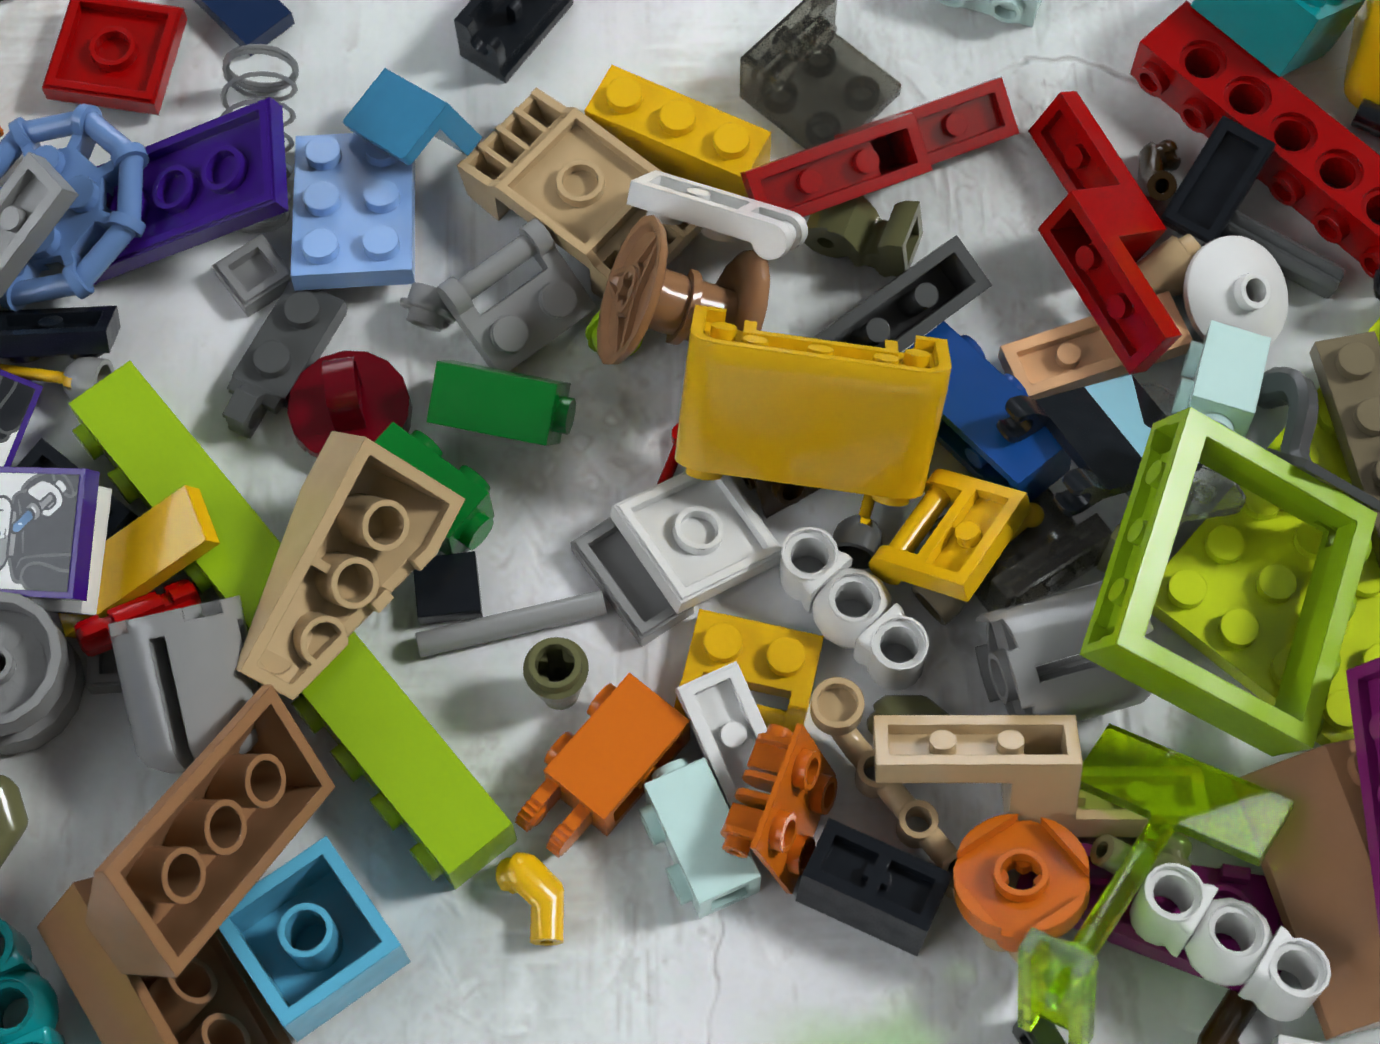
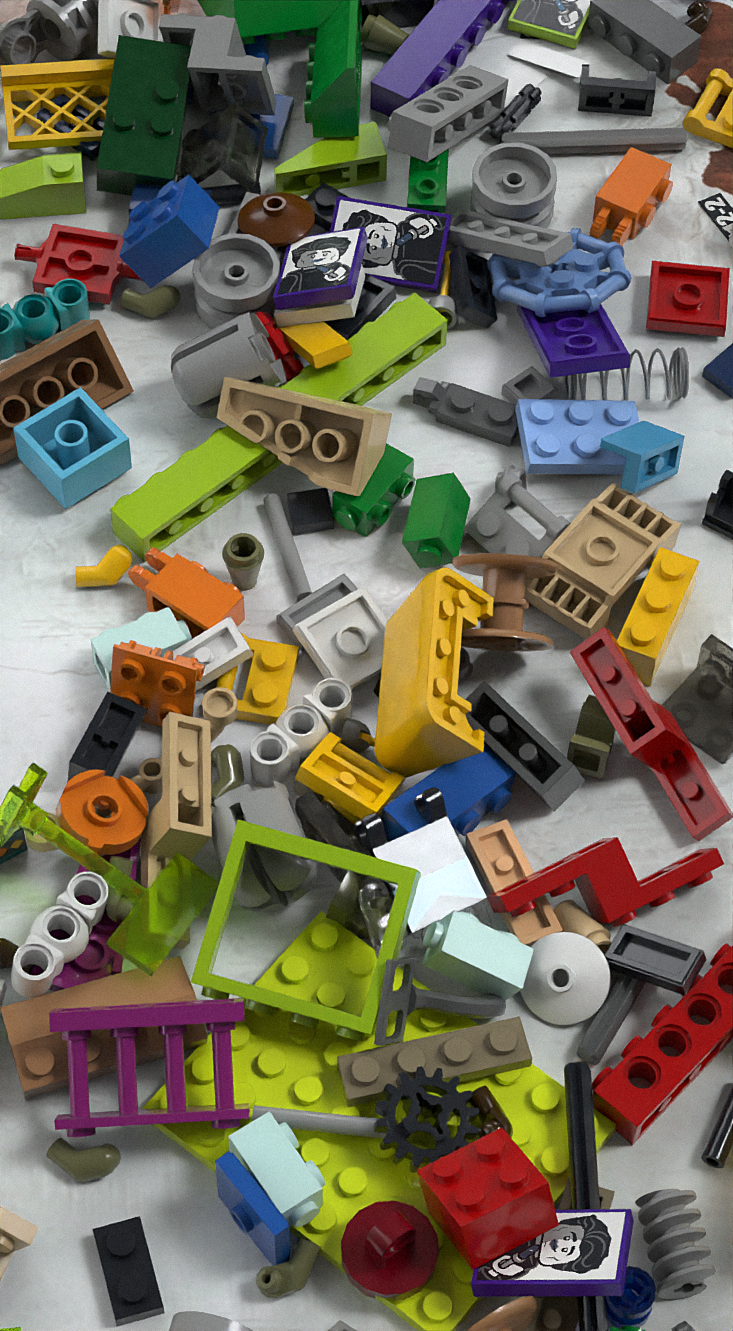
camera: 85 degrees right, 10 degrees down
(206, 841) = (123, 372): medium nougat slope -> none
(347, 395) = (436, 444): dark red tile -> none
(719, 213) = (572, 614): white plate -> none
(1155, 169) = (671, 928): dark brown arm -> none

